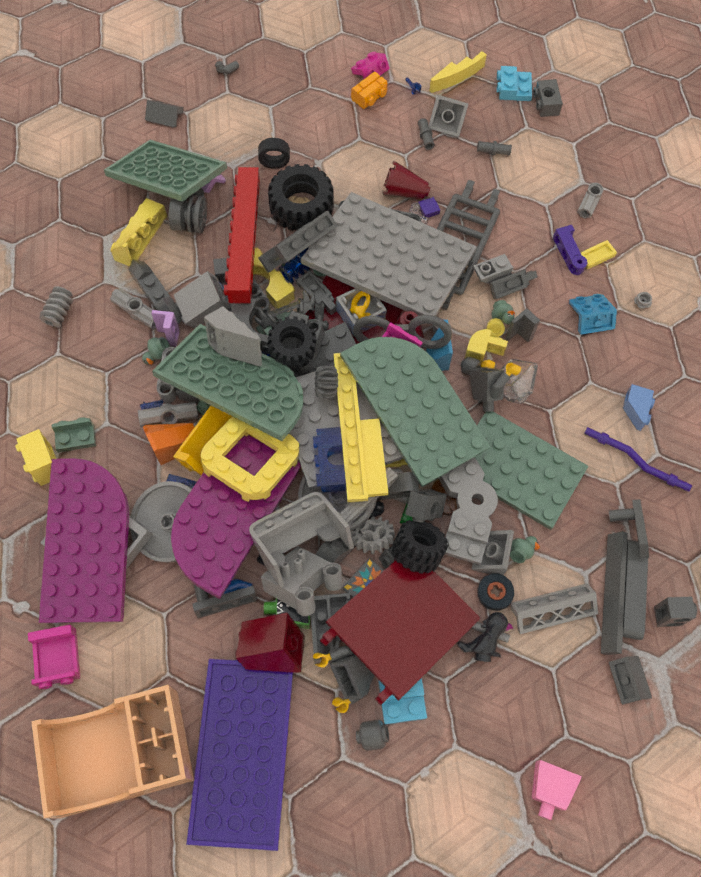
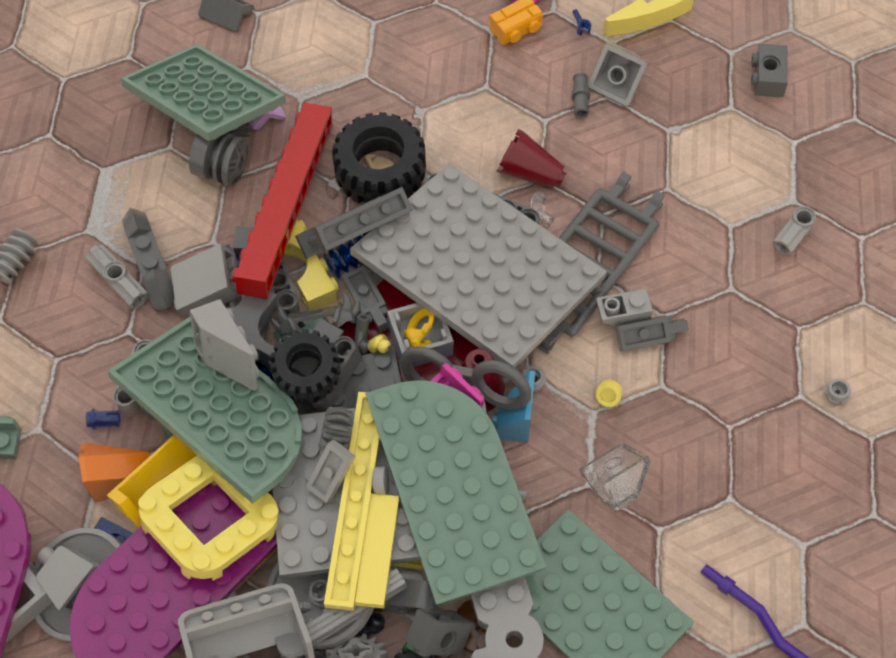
camera: 15 degrees right, 5 degrees down
(138, 232) = (148, 171): light yellow wedge -> none
(155, 347) = (127, 337): sand green animal -> none
(157, 517) = (63, 575): none -> light grey torso
(167, 323) = (151, 309): lavender panel -> none
(179, 412) = (103, 432): light grey piece -> none
(273, 144) = (360, 80): black tyre -> none
(329, 409) = (330, 471): none -> light grey plate
(331, 476) = (316, 518): clear blue arch -> none
(334, 320) = (379, 343): none -> light yellow arm
(364, 410) = (380, 480): none -> light grey tile
(429, 207) = (559, 202): dark purple tile -> none
(470, 363) = (559, 443): dark grey piece -> none
(482, 342) = (584, 410): light yellow brick -> none
(489, 383) = (575, 471): dark grey torso -> none
(494, 148) = (674, 131): dark grey pin -> none
(503, 311) = (625, 372): sand green animal -> none
(514, 84) = (727, 42): medium azure plate -> none
(524, 324) = (648, 395): dark grey panel -> none
(569, 250) = (745, 298): dark purple leg -> none
(594, 313) = (758, 398): dark azure bracket -> none
(599, 254) = (786, 311): light yellow tile -> none
(638, 404) = (788, 546): medium blue slope -> none

